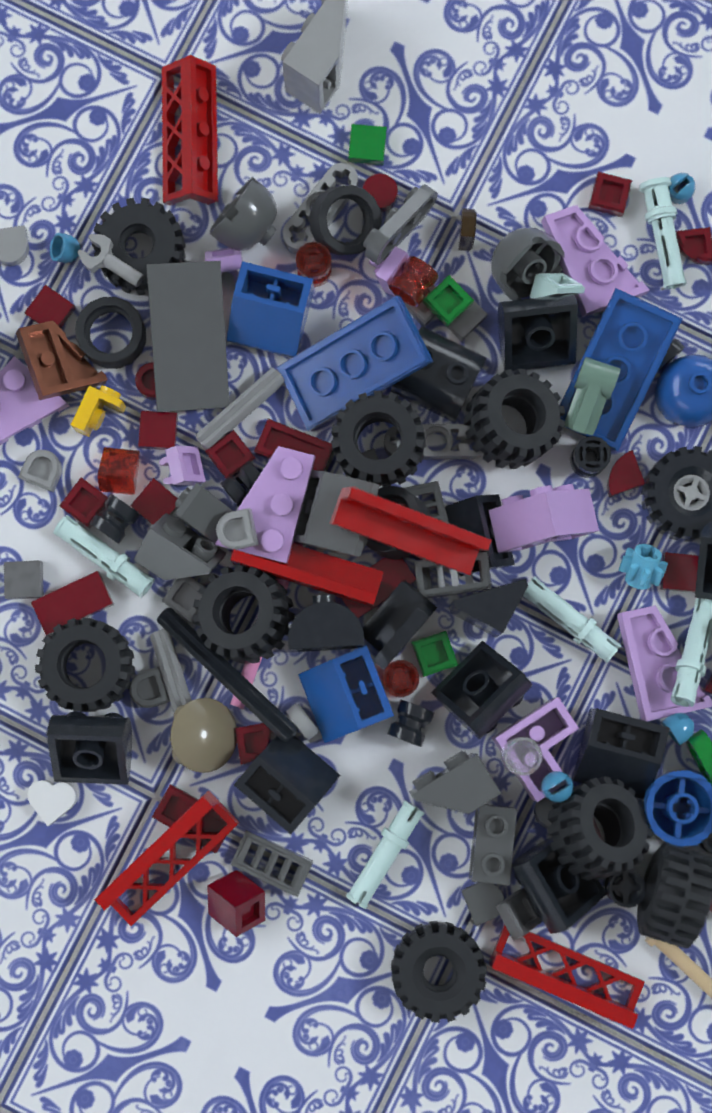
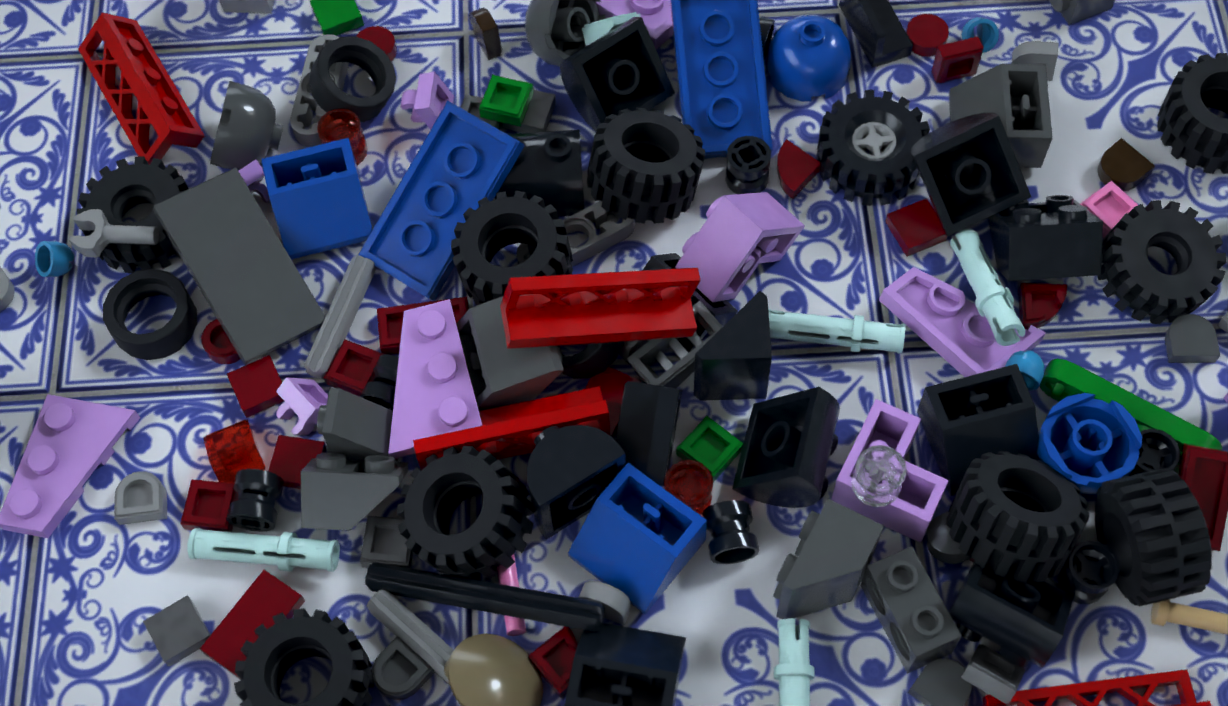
camera: 25 degrees left, 20 degrees down
(50, 307) = (67, 330): dark red tile -> none
(55, 362) = (99, 371): copper wing -> none
(90, 412) = (168, 397): yellow bracket -> none
(237, 530) = (406, 419): light grey tile -> none
(399, 223) = (412, 54): dark grey plate -> none
(413, 281) = (461, 87): clear red wheel -> none
(553, 779) = (950, 495): dark azure hinge -> none
(593, 388) = (708, 90): sand green piece -> none
(643, 566) = (874, 236): medium azure gear -> none

